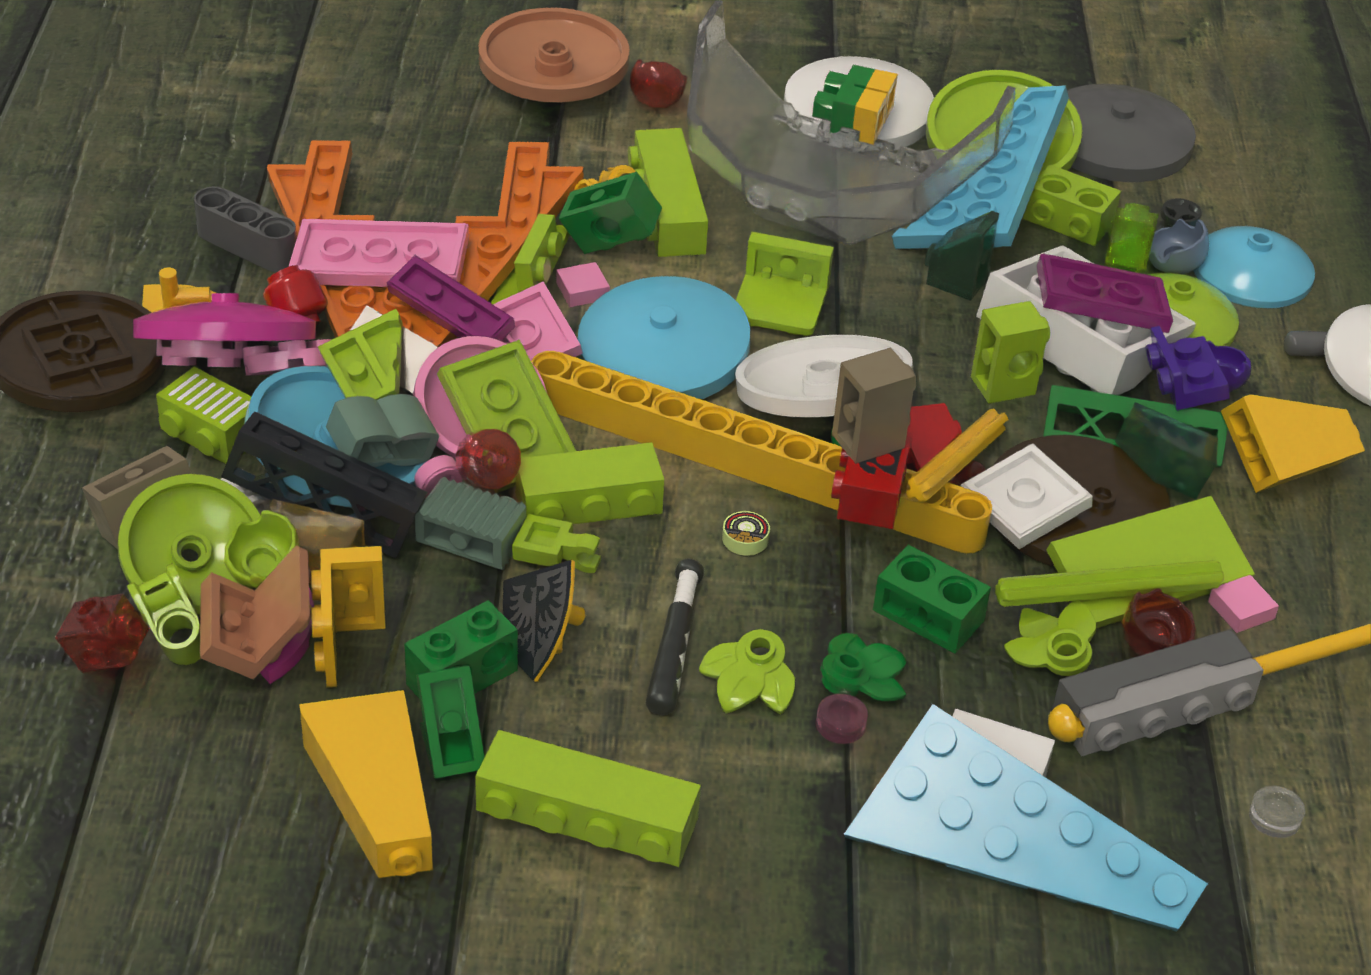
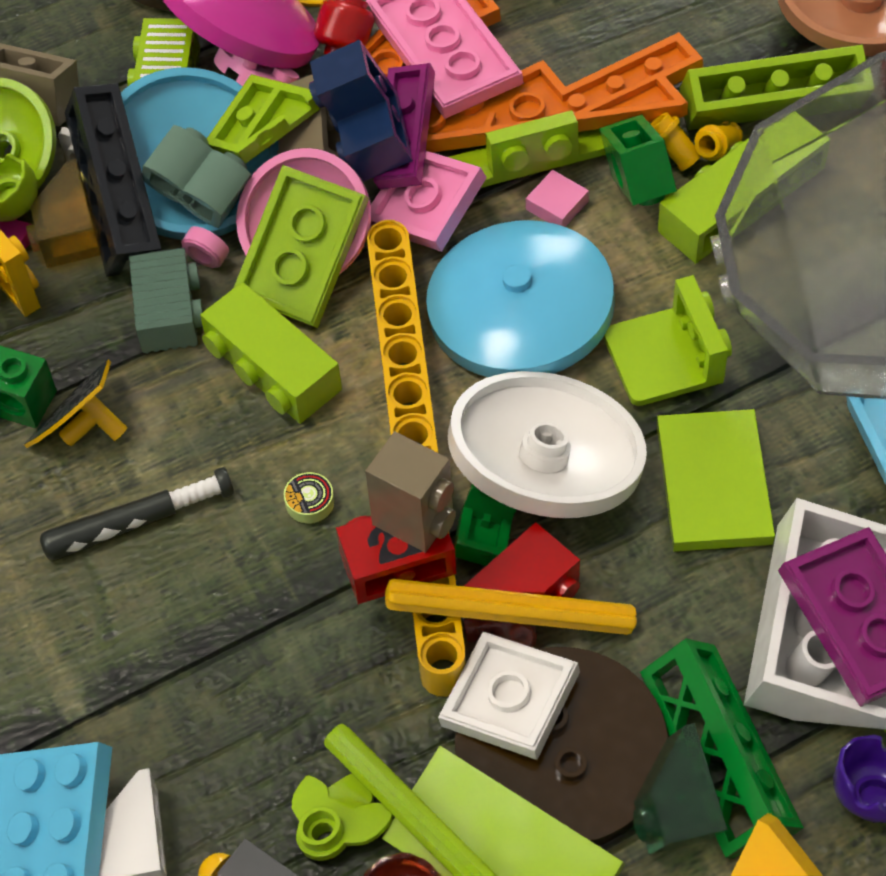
camera: 65 degrees right, 15 degrees up
(433, 299) = (362, 110): none -> dark blue brick
(503, 456) = (216, 262): clear red head -> none
(551, 540) = (182, 363): lime plate -> none
(607, 125) = (761, 86): none -> lime brick
(747, 676) = (125, 594): lime plate -> none
(841, 718) = (123, 689): clear pink tile -> none
(858, 667) = (199, 679): green plate -> none
(929, 332) = (714, 480): none -> lime tile
(931, 598) = (304, 683): green brick -> none
(963, 257) = (846, 469): clear green slope -> none
(1009, 351) = (709, 577): lime brick -> none
(1186, 370) = (796, 748): dark purple bracket -> none

